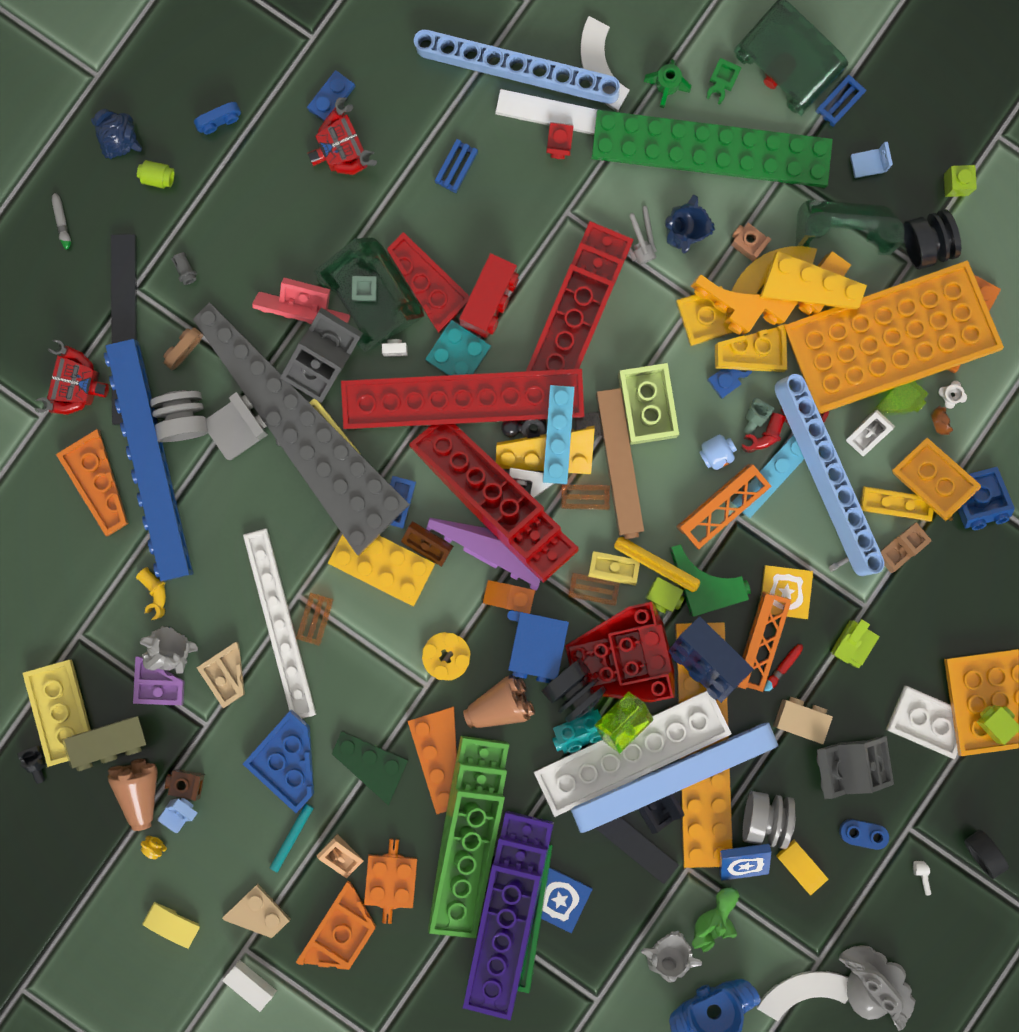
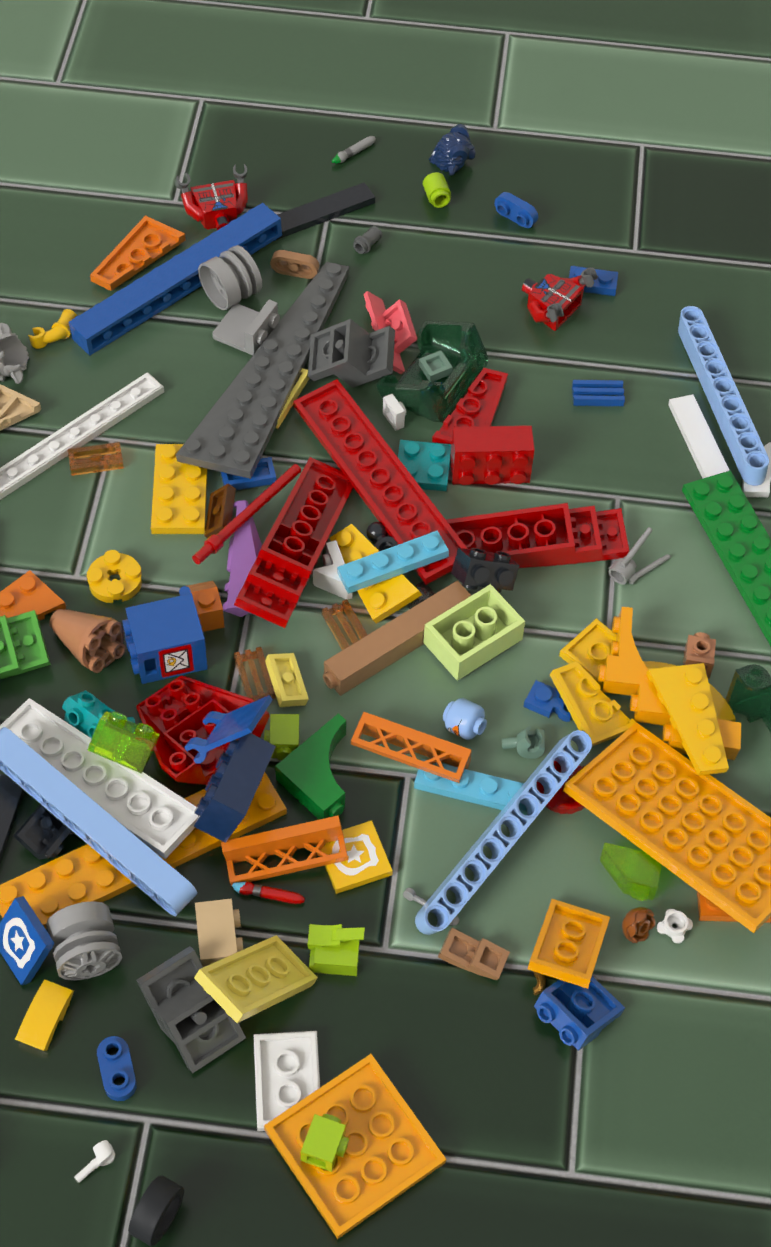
camera: 60 degrees right, 30 degrees down
(468, 567) = (215, 542): none -> red bar
(559, 140) = (680, 457): red bracket -> none
(574, 690) = (135, 682): black wheel -> none
(601, 366) = (481, 568): none -> black brick
(657, 564) = (312, 710): yellow axle -> none
(665, 637) = (228, 727): none -> blue flag
(688, 225) = (675, 588): dark blue hair -> none
(769, 437) = (510, 763): red piece -> none
(863, 714) = (255, 978): none -> light yellow plate
(870, 432) = (578, 856): white slope -> none
(894, 504) = (515, 921): yellow tile -> none

